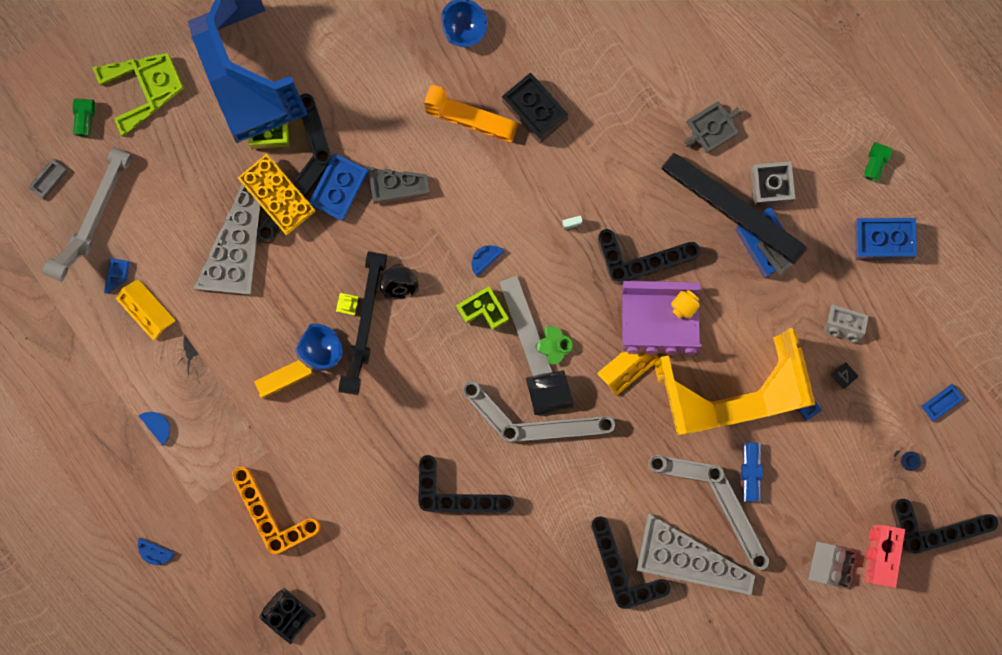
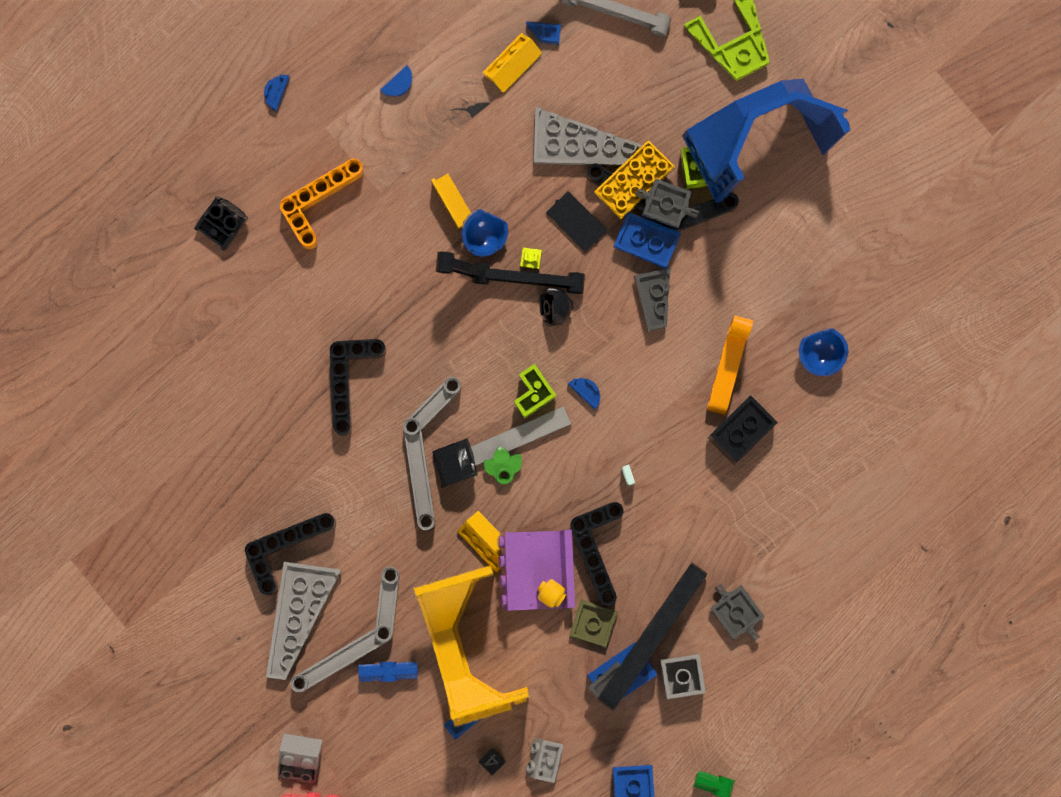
camera: 90 degrees right, 0 degrees up
(304, 163) = (666, 203): none -> dark grey plate
(313, 256) = (576, 221): none -> black piece
(715, 267) = (593, 623): none -> olive tile

